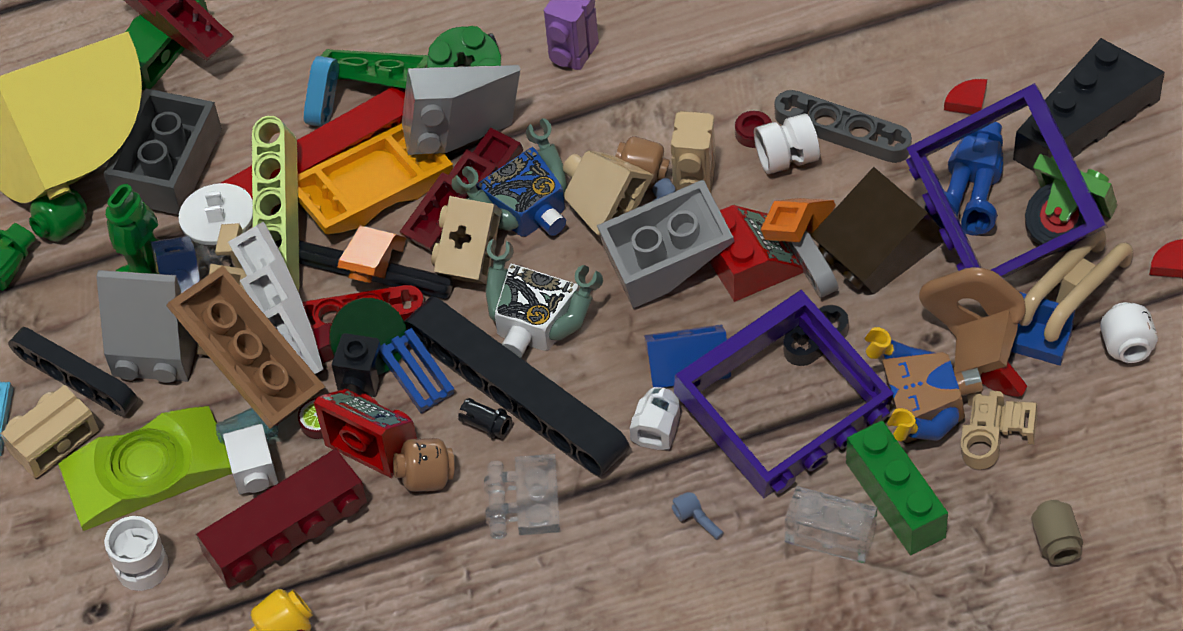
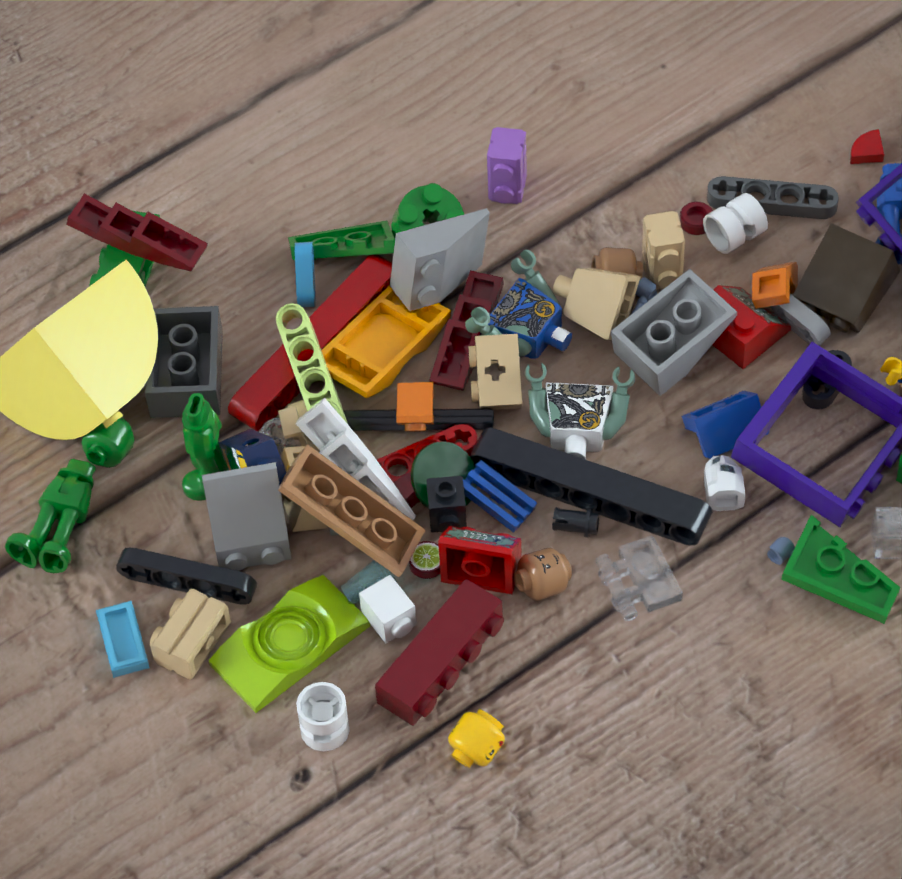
camera: 20 degrees left, 0 degrees up
(212, 206) = (257, 401): white piece -> none
(731, 546) = (835, 573): none -> green wing

